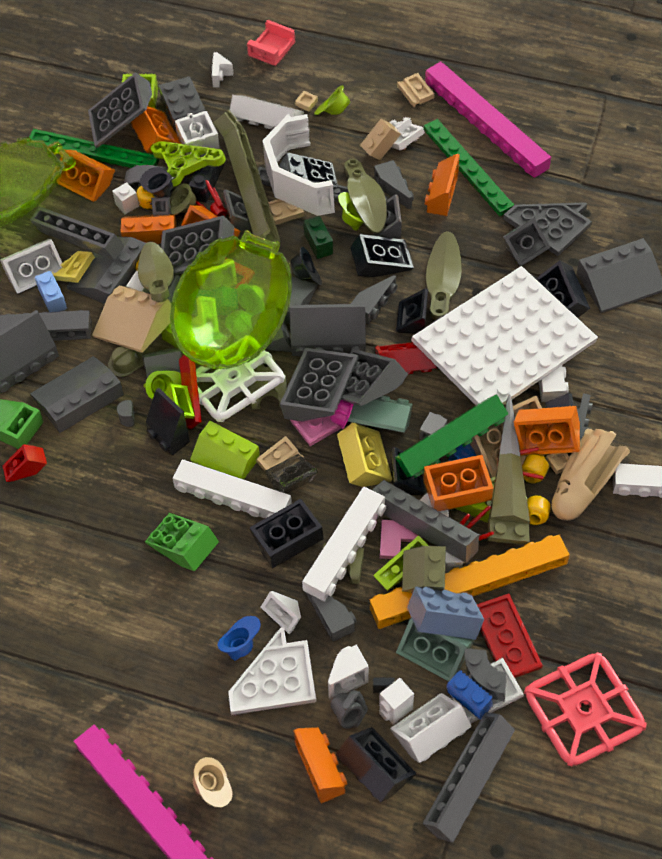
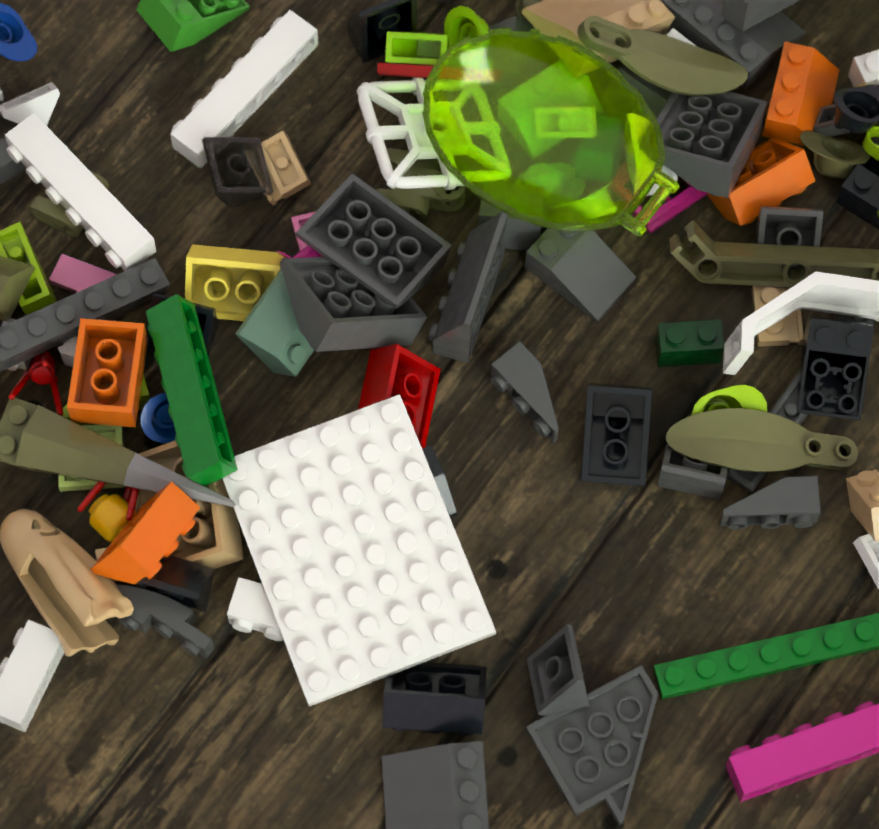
camera: 105 degrees right, 10 degrees up
(217, 207) = (807, 200): red plant -> none
(225, 451) = (315, 99): lime slope -> none
(287, 533) = (140, 134): black slope -> none
(304, 267) = (626, 307): black piece -> none
(412, 313) = (477, 444): black slope -> none
(431, 424) = (243, 397): light grey brick -> none
(443, 186) = (736, 582): orange slope -> none
(443, 274) = (545, 521): olive plant -> none
(538, 509) = (41, 493): yellow head -> none

